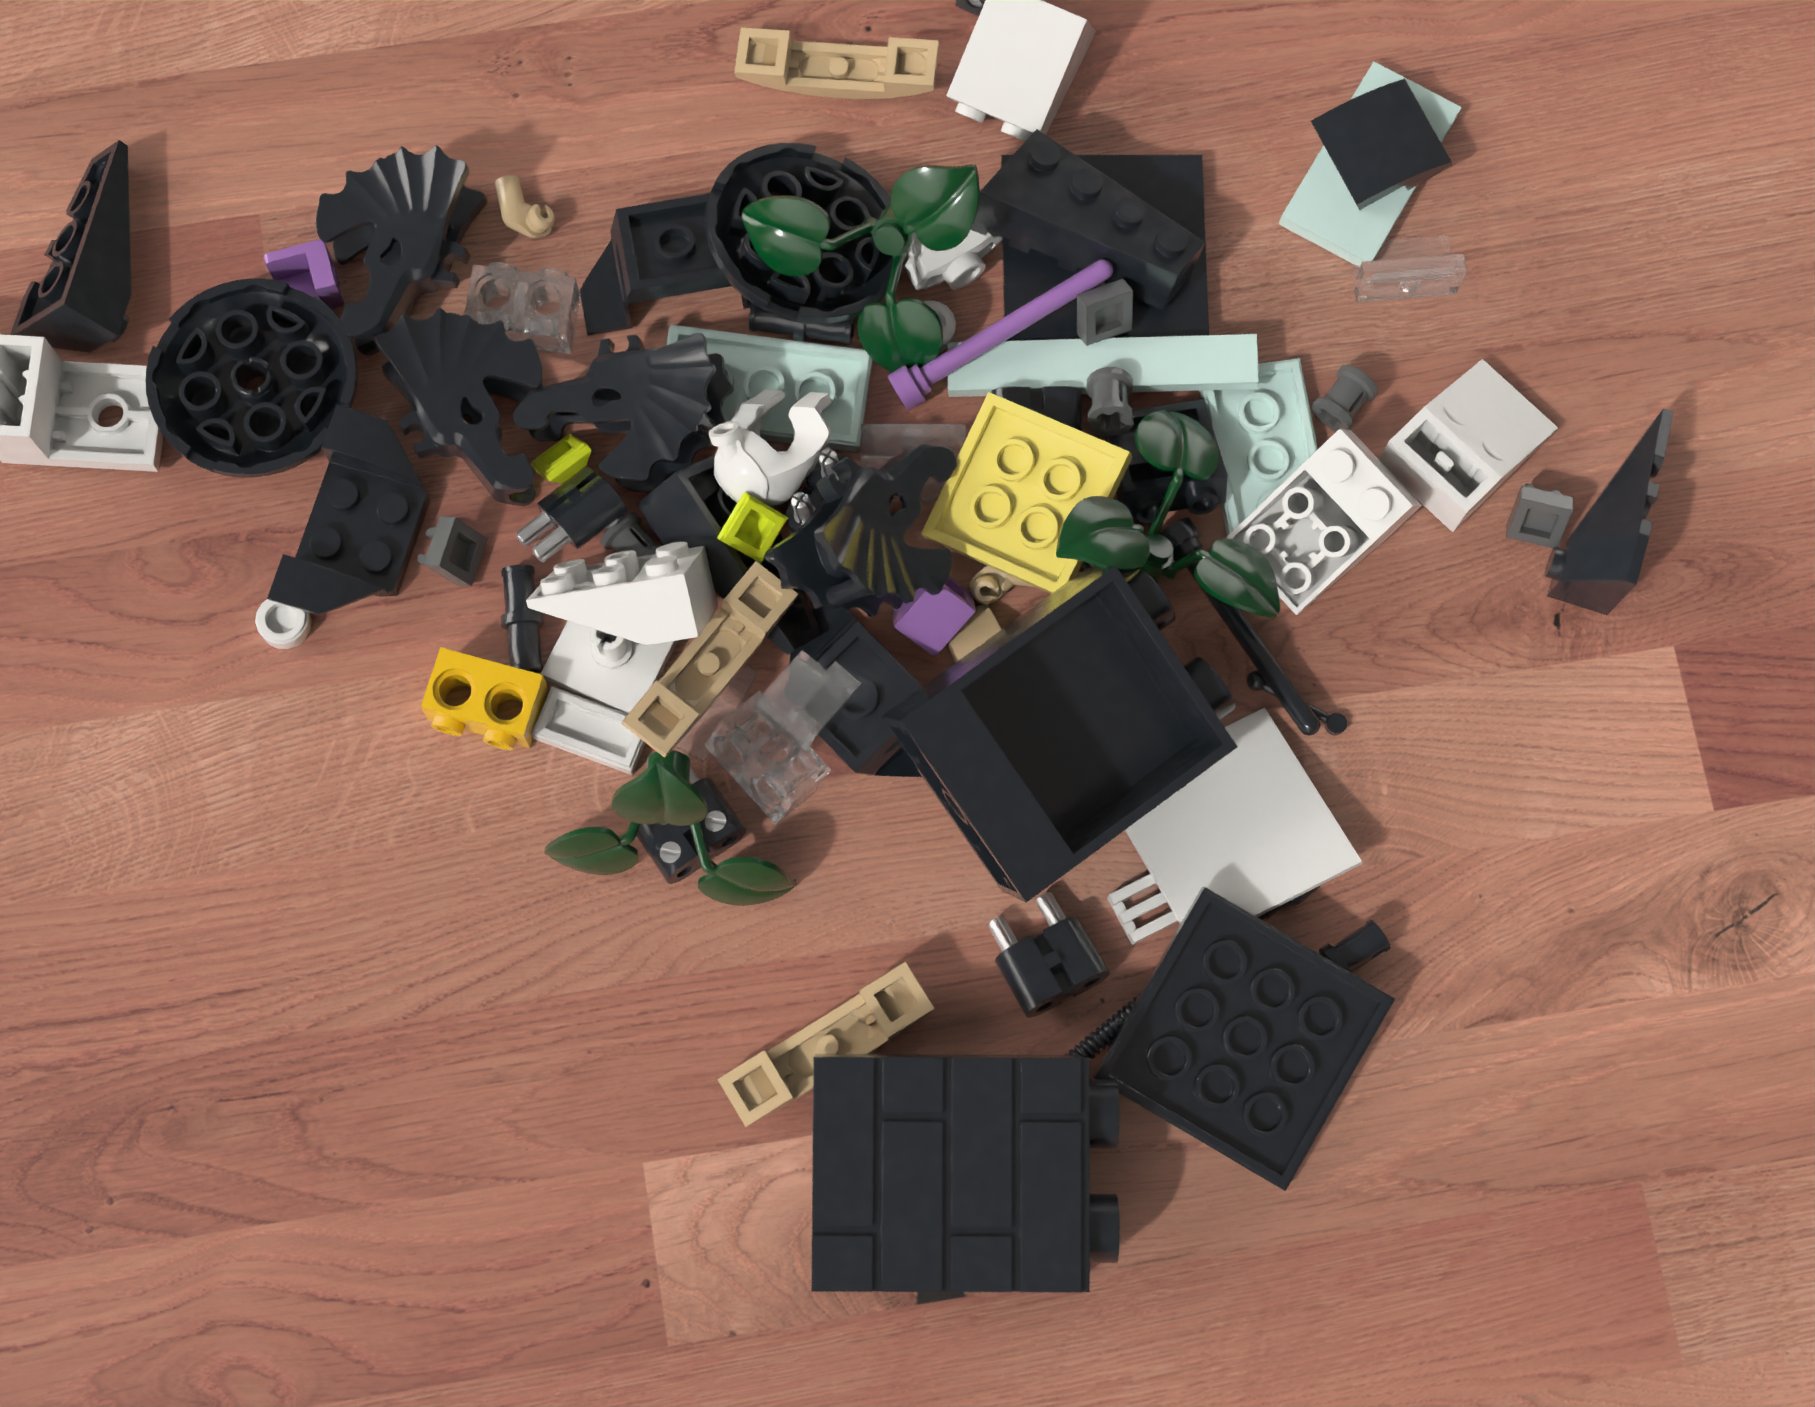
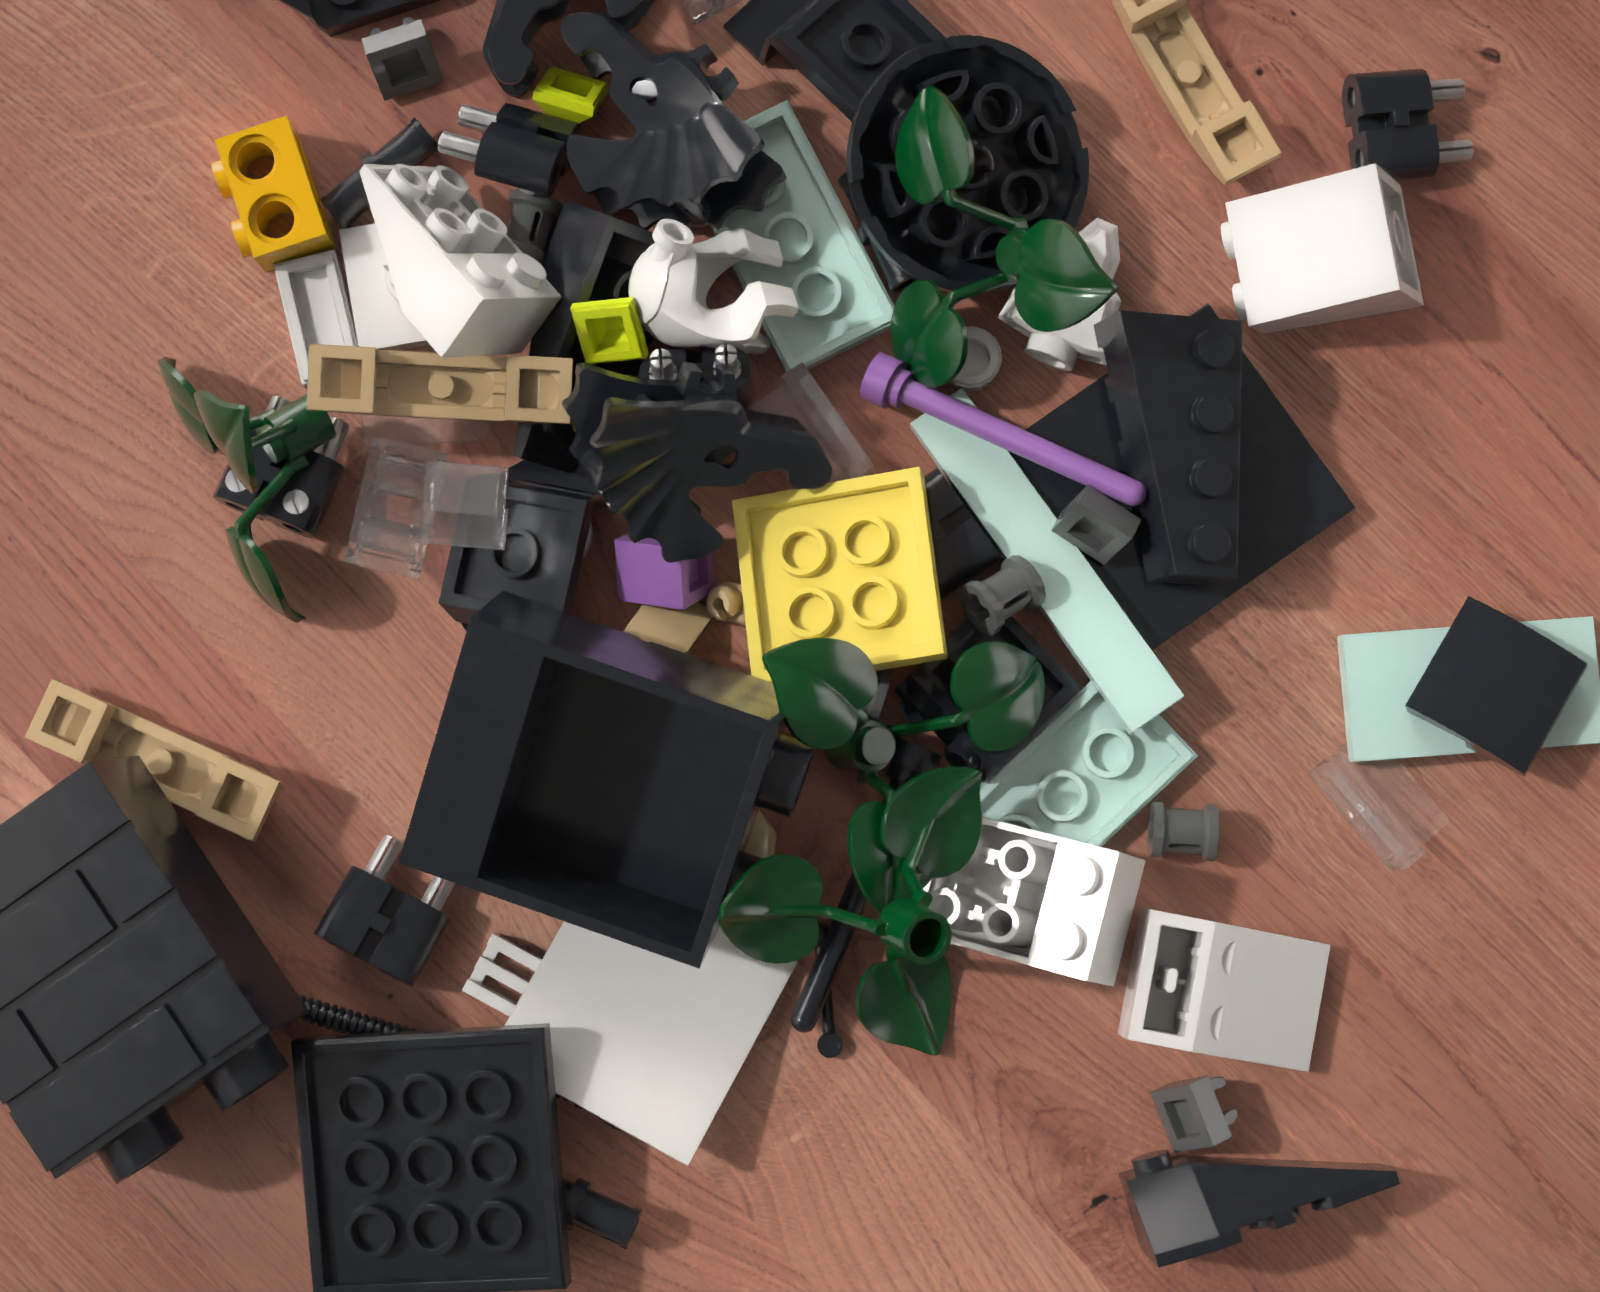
camera: 55 degrees right, 10 degrees up
(1335, 647) = (907, 998): none -> dark green plant

